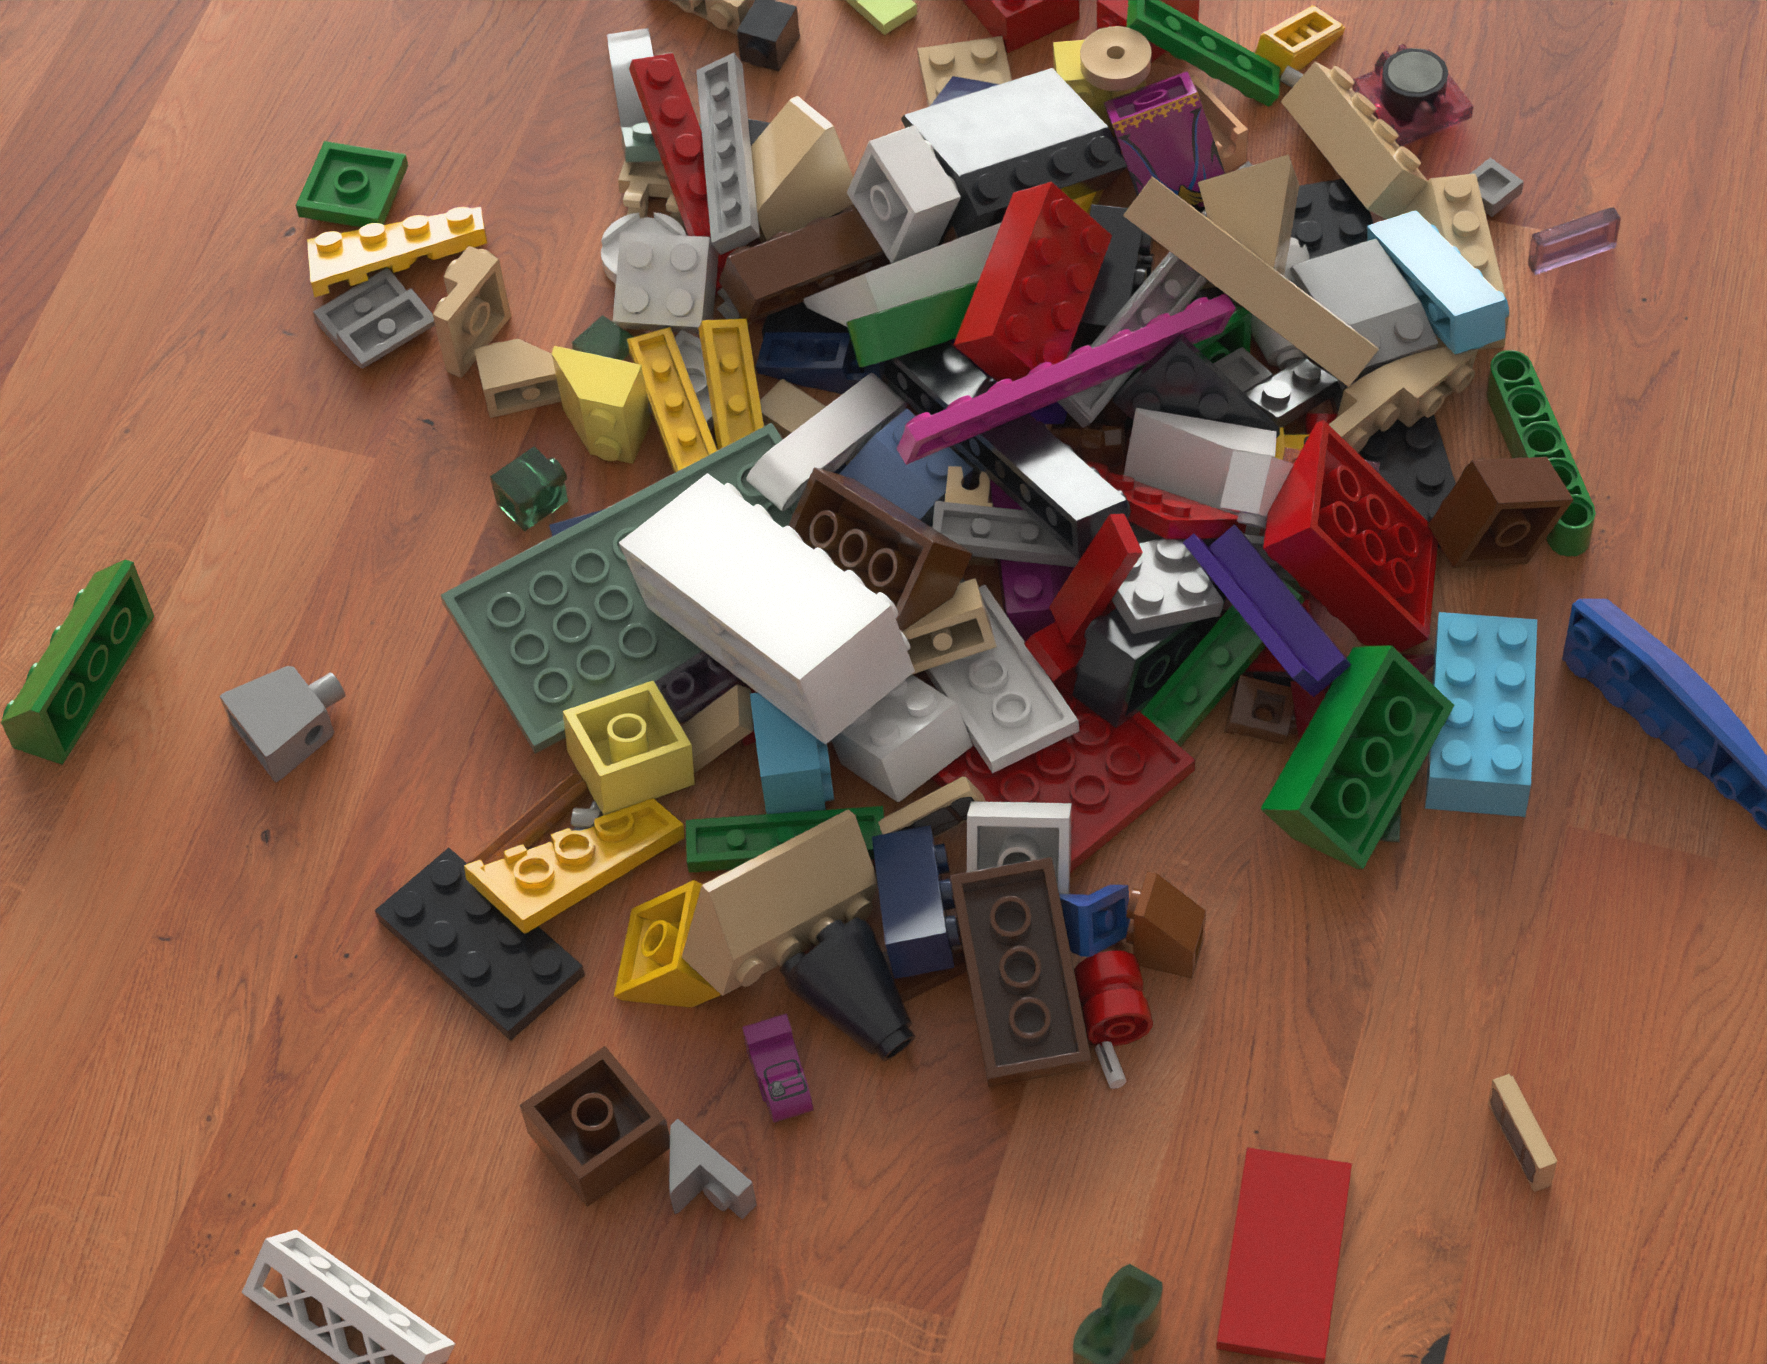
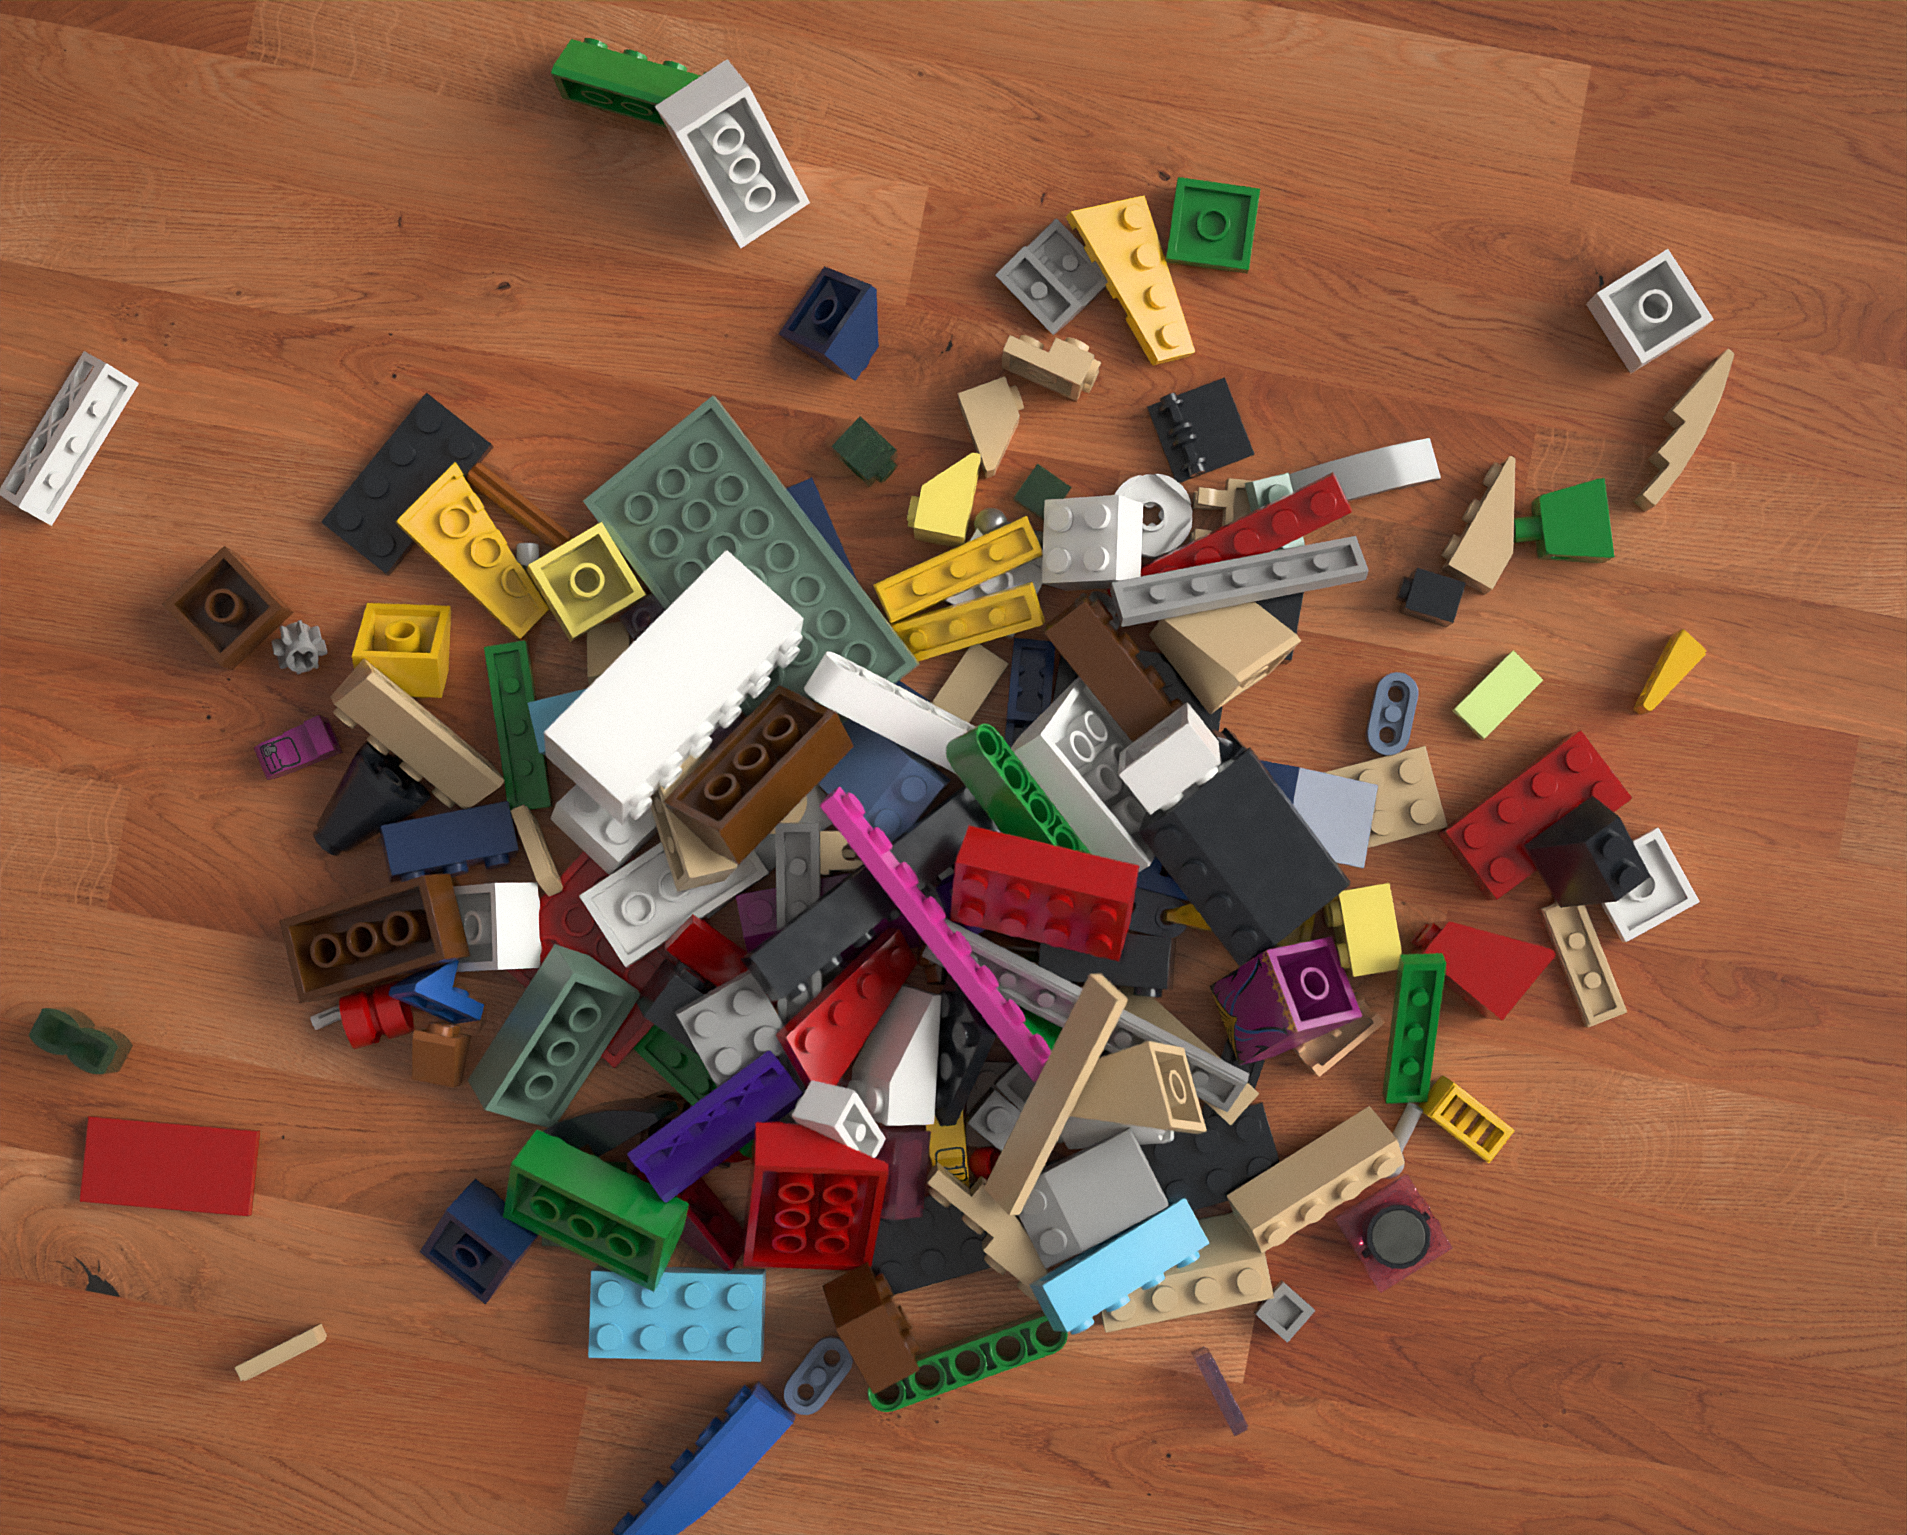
camera: 80 degrees right, 30 degrees up
(175, 545) = (733, 153): none -> white brick
(283, 717) = (607, 278): light grey torso -> none
(381, 505) = (836, 323): none -> dark blue slope
(563, 210) = (1200, 430): none -> black hinge
(656, 1057) = (299, 647): none -> light grey gear
(698, 1168) = (209, 693): light grey slope -> none
(882, 72) = (1392, 715): none -> sand blue plate
(1096, 578) = (722, 976): red tile -> none
(1115, 74) = (1384, 940): tan piece -> none
(1152, 807) = (552, 1038): none -> sand green slope
(1257, 746) = (610, 1123): none -> black slope
(1393, 911) = (477, 1242): none -> dark blue slope
(1557, 589) = (819, 1374): none -> sand blue plate

